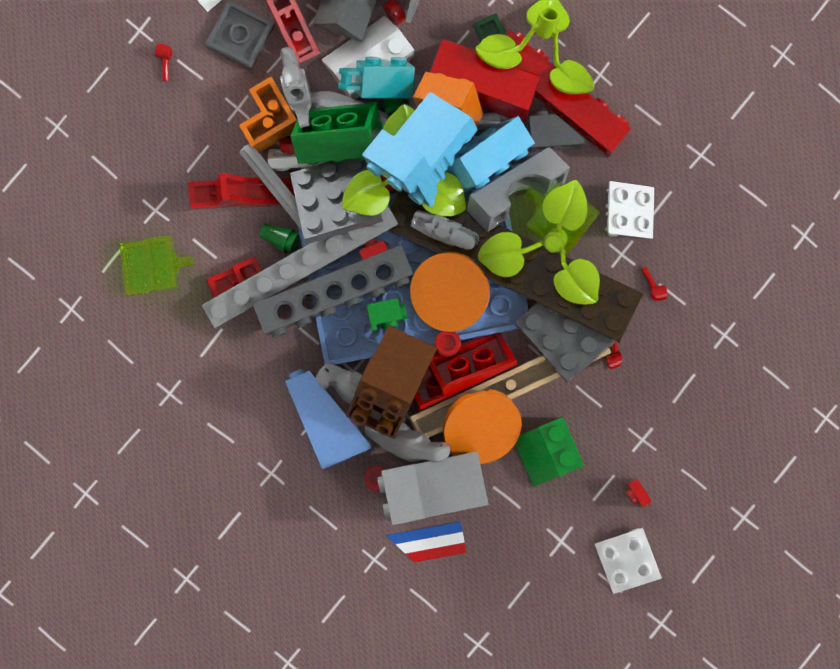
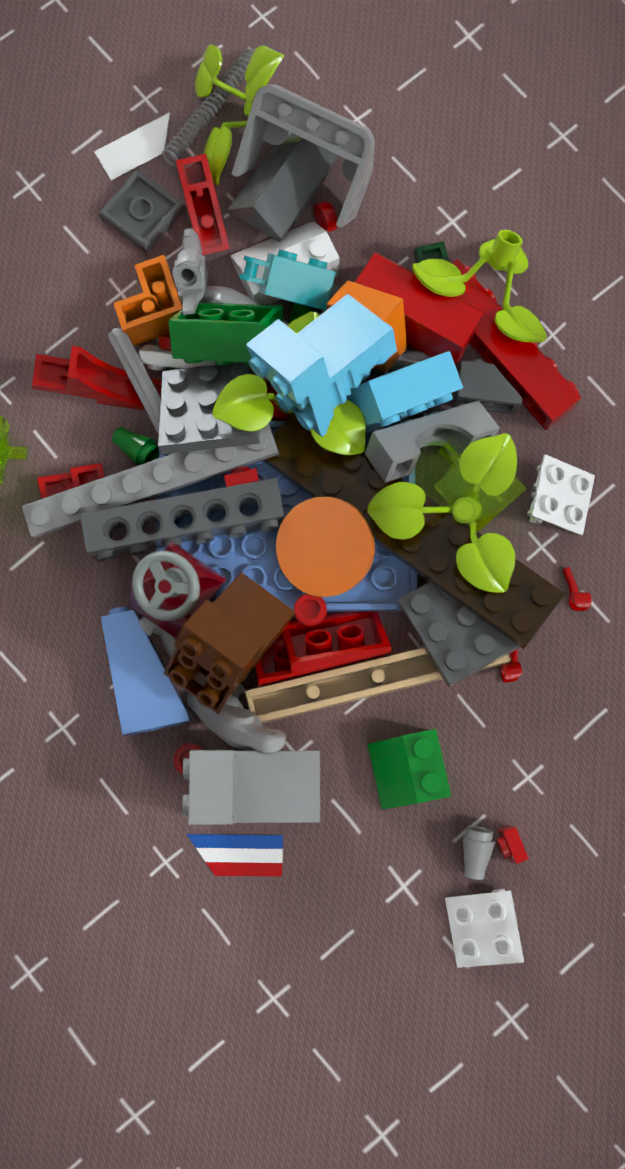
camera: 10 degrees right, 5 degrees down
(164, 52) = (52, 216): red hand -> none
(341, 350) = (172, 587): none -> piece
(386, 314) = (241, 557): green brick -> none
(444, 230) = (332, 469): light grey hinge -> none
(482, 424) = (333, 717): orange tile -> none
(612, 502) = (477, 850): none -> light grey cone

